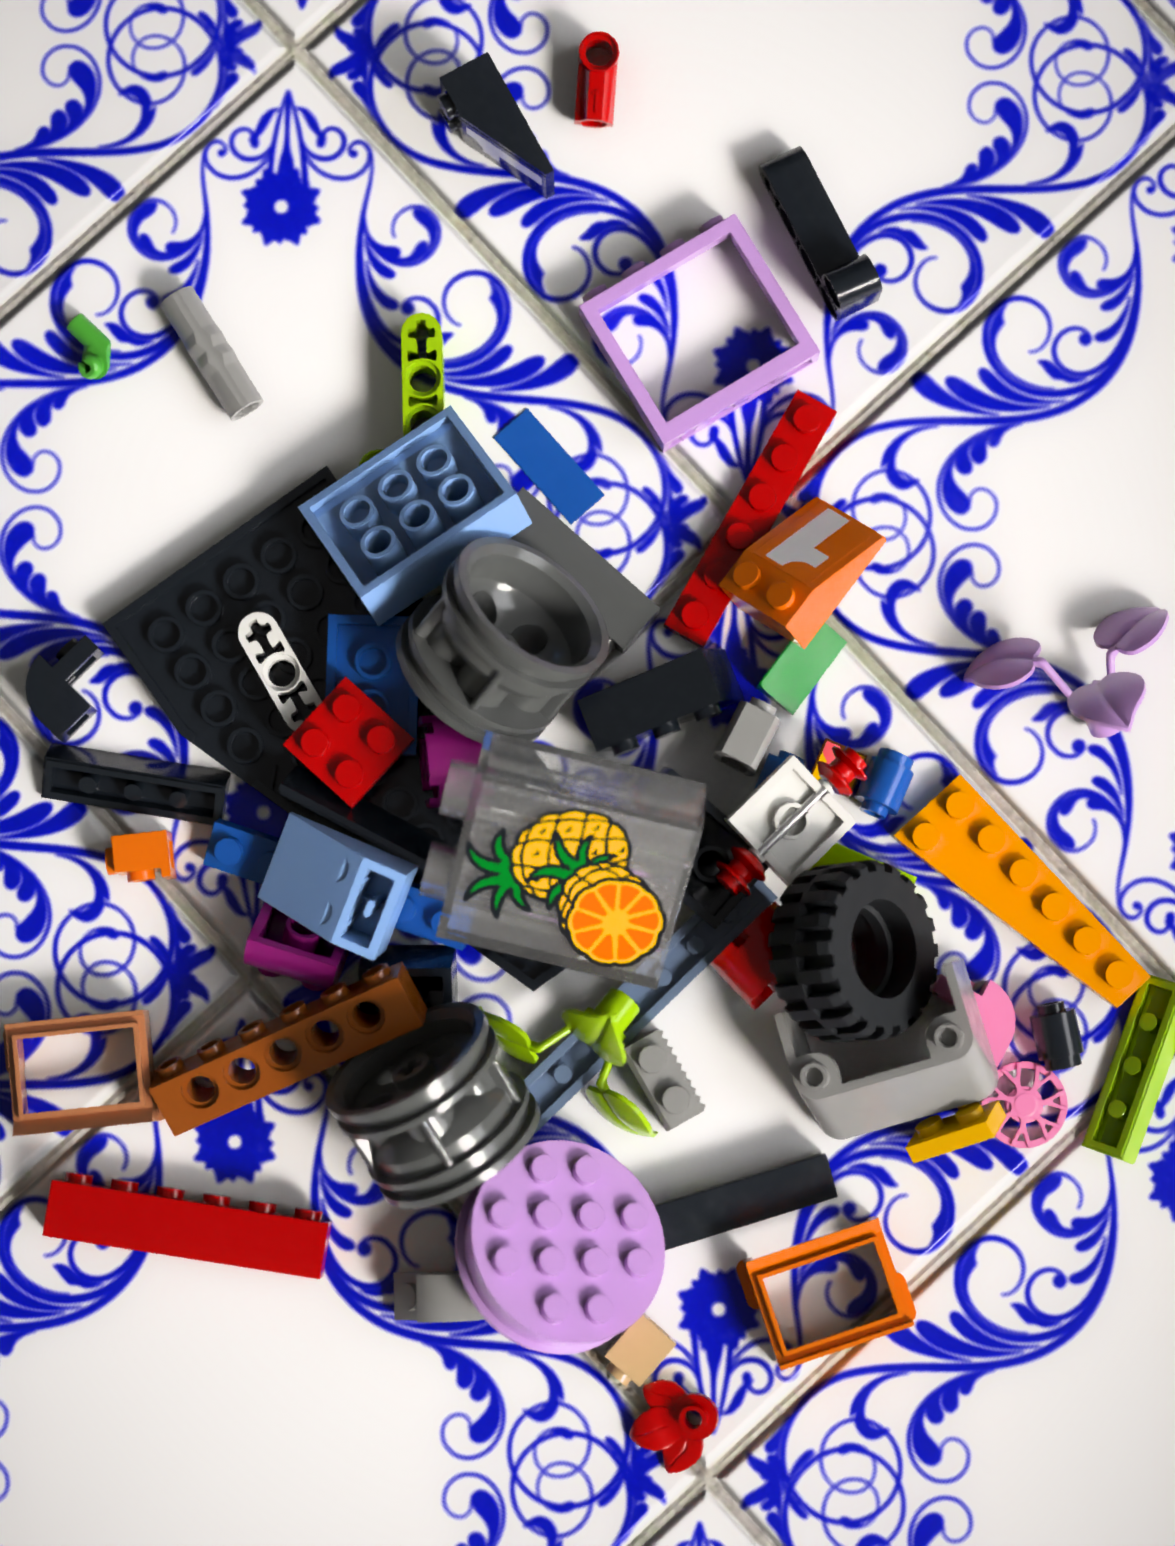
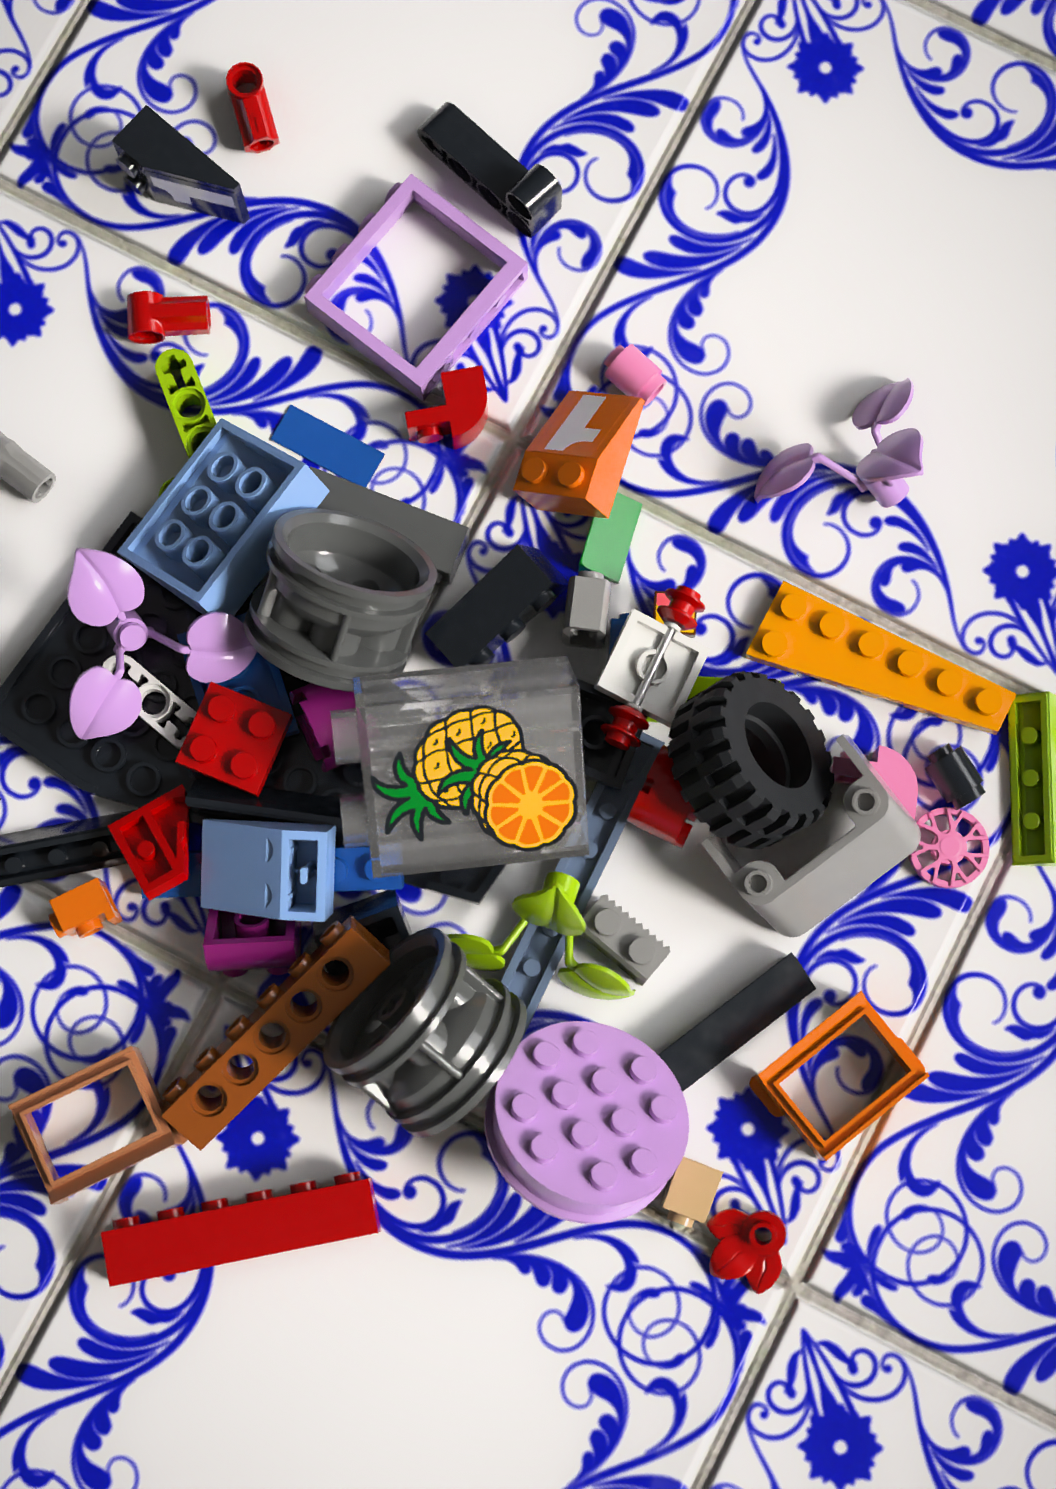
camera: 20 degrees left, 5 degrees down
(236, 816) = (156, 842): none -> red wing
(274, 559) = (105, 593): none -> lavender plant
(421, 269) = (155, 316): none -> red piece
(432, 1297) = (488, 1212): light grey brick -> none
(699, 484) = (462, 414): none -> red brick
(750, 515) = (518, 425): red plate -> none
(886, 783) = (723, 611): blue brick -> none
(888, 505) = (634, 373): none -> bright pink brick
(967, 1127) = (908, 881): yellow plate -> none

